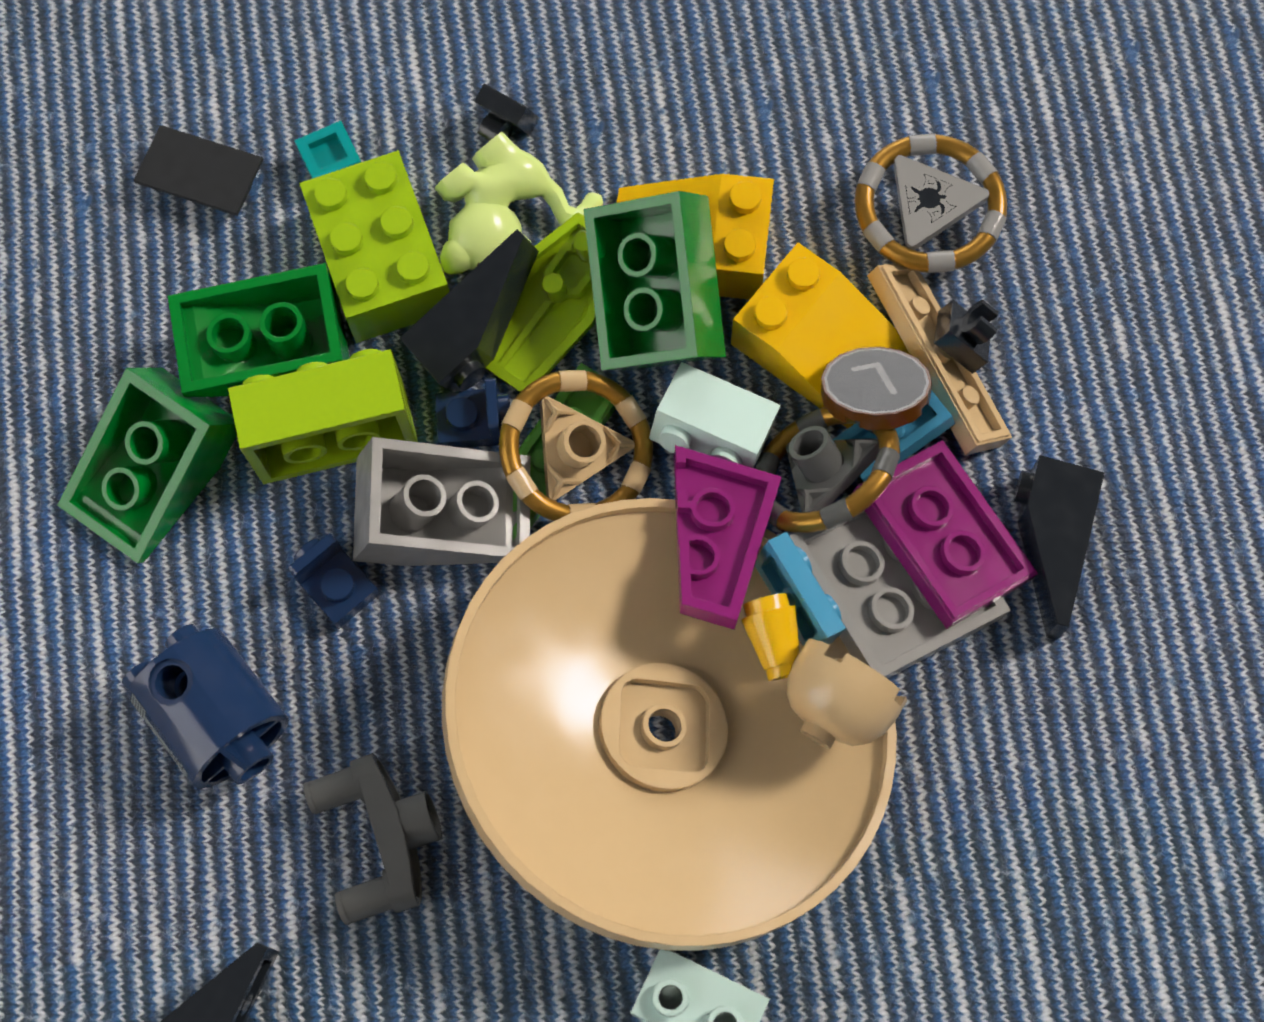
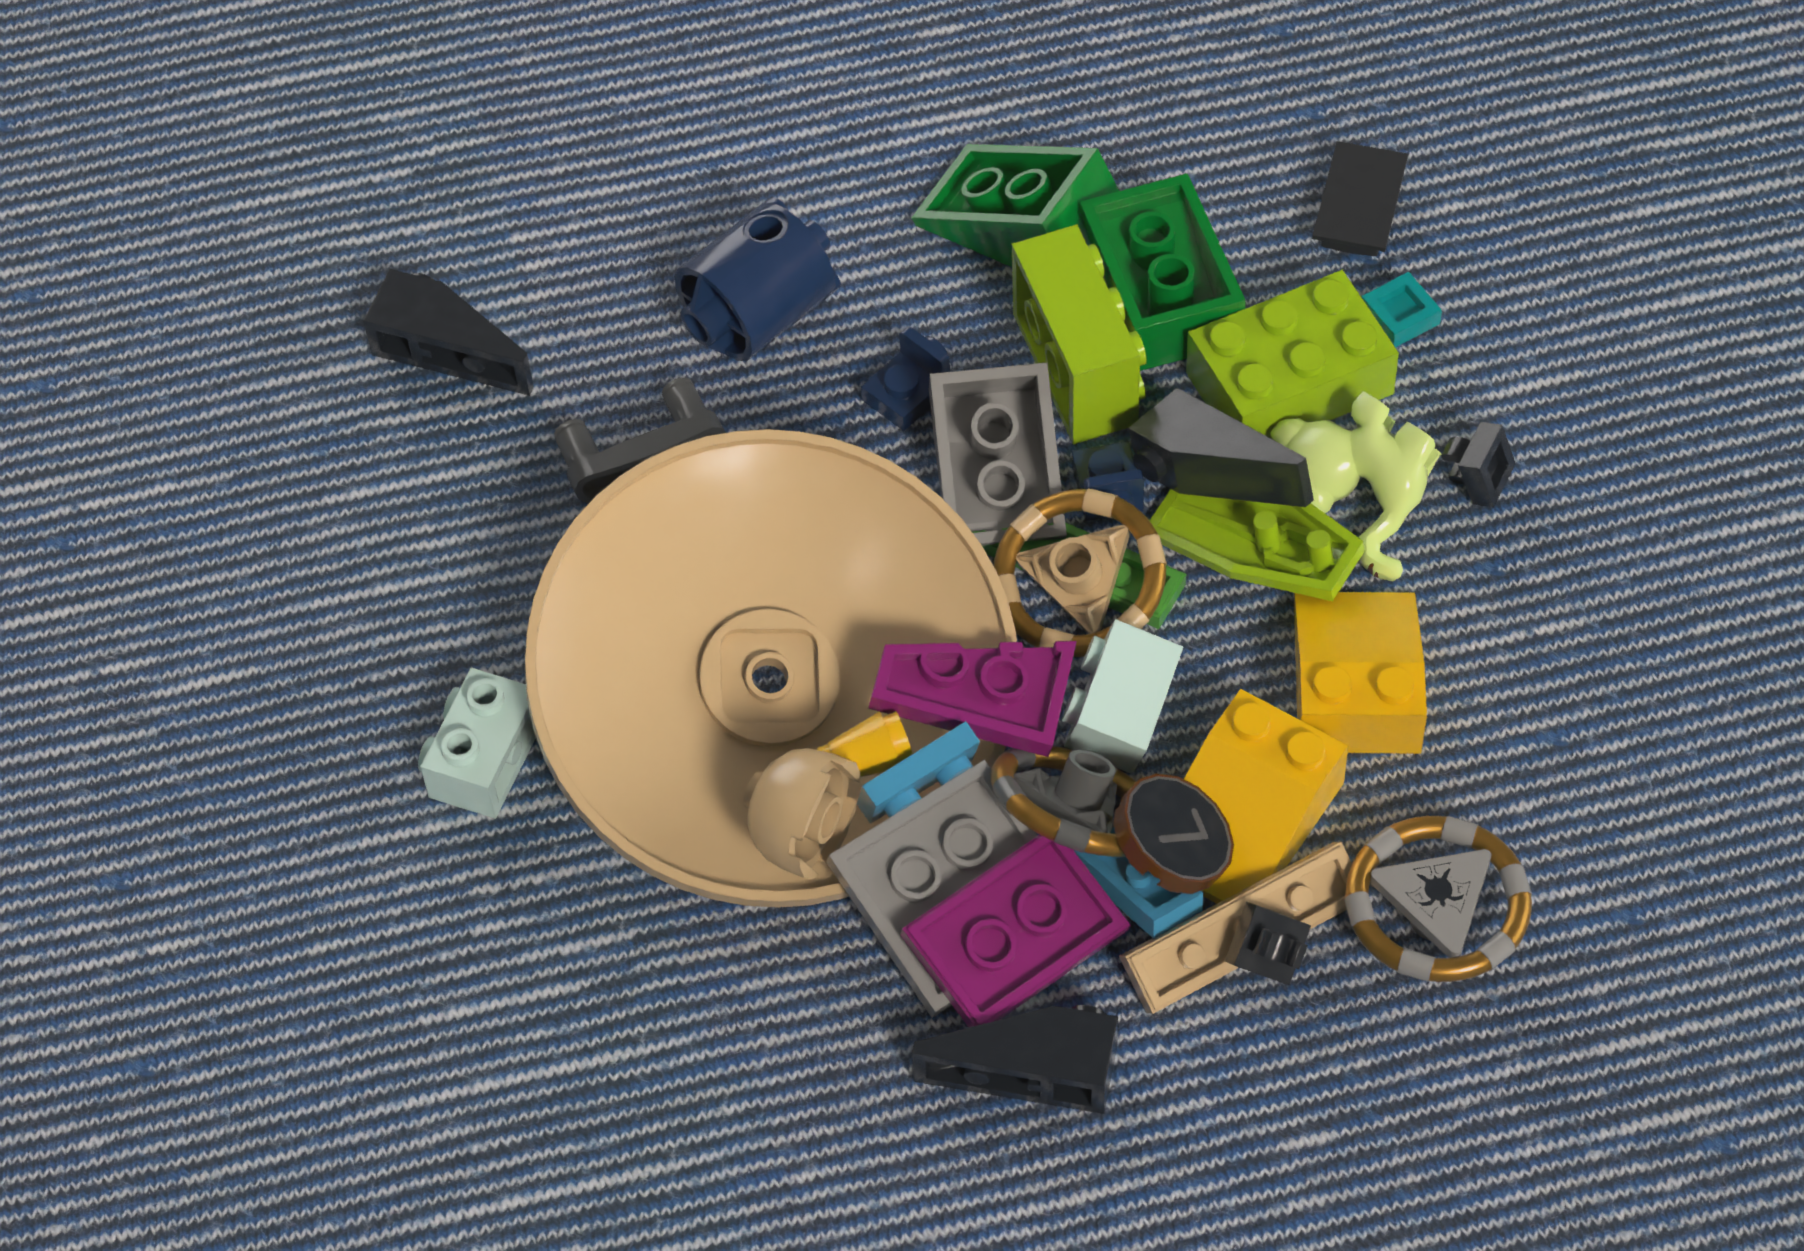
camera: 85 degrees right, 15 degrees down
(654, 281) = (1267, 603): green brick -> none

